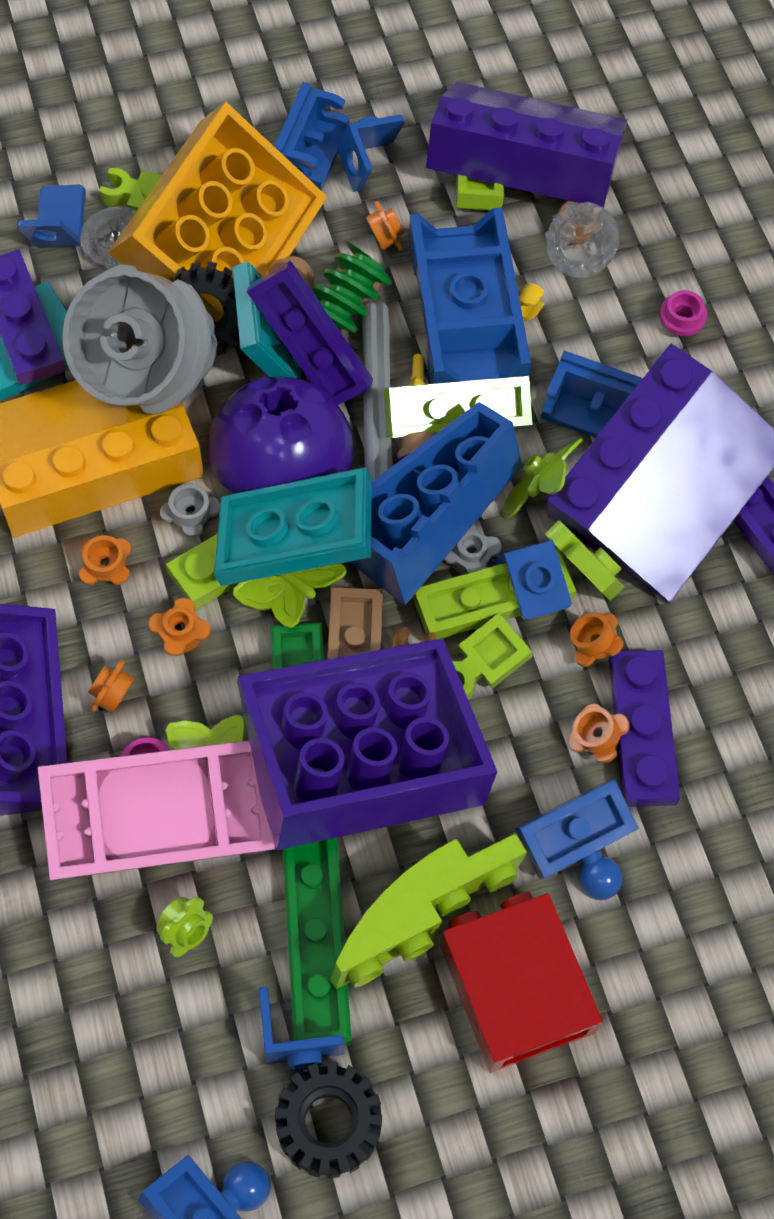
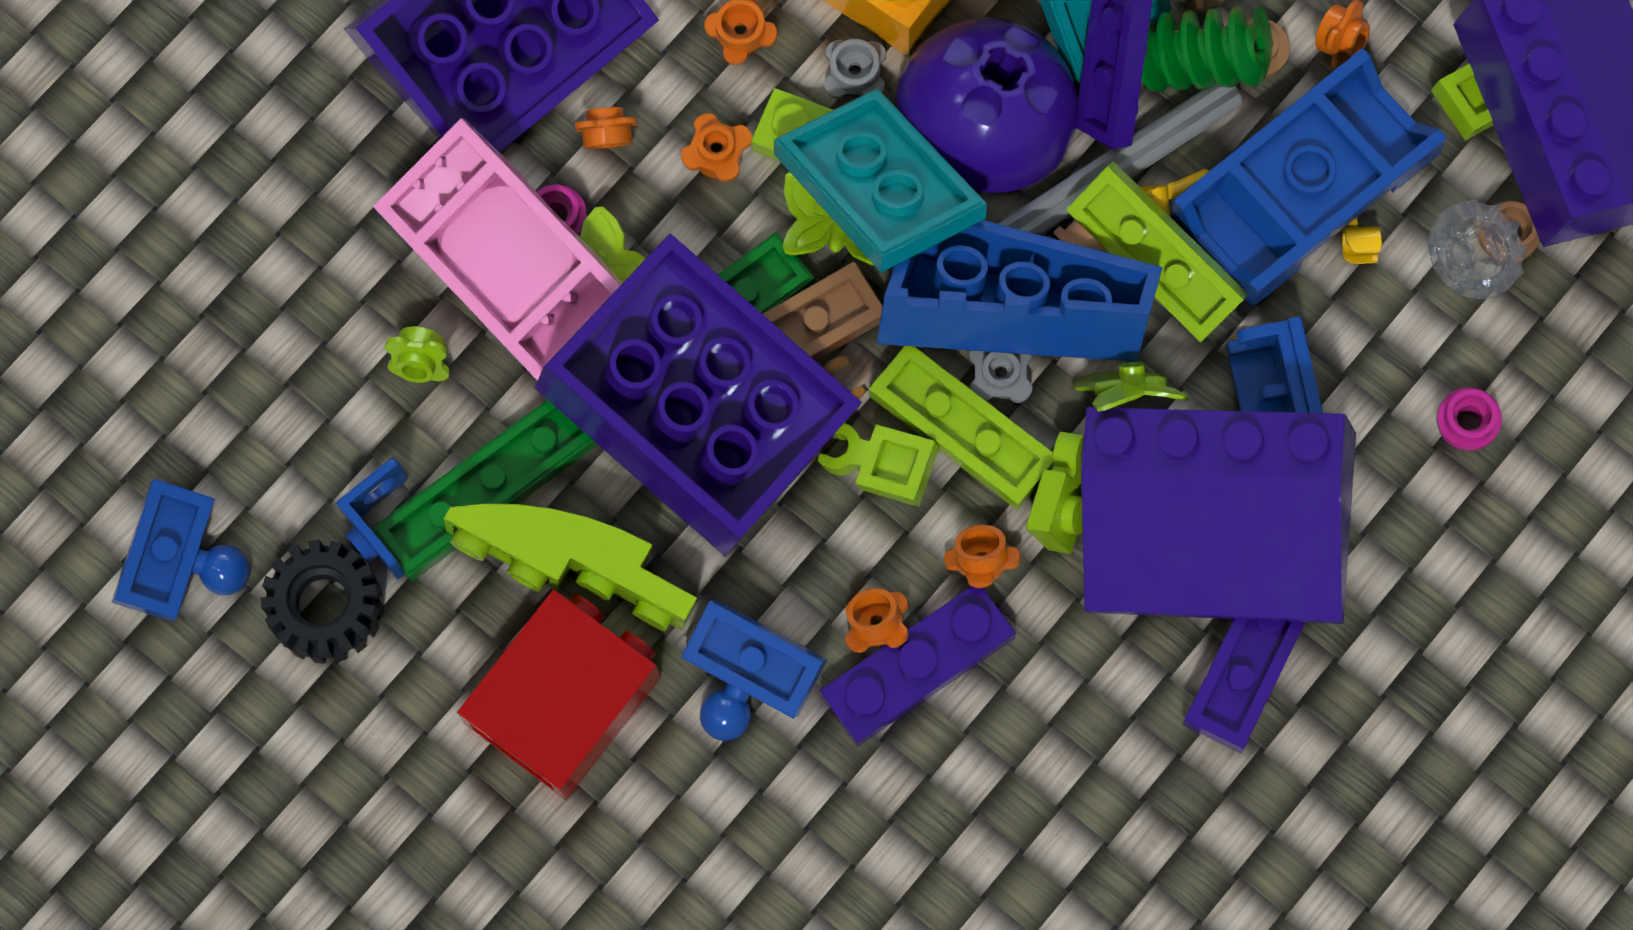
camera: 65 degrees right, 10 degrees up
(536, 579) = (1000, 454): blue bracket -> none

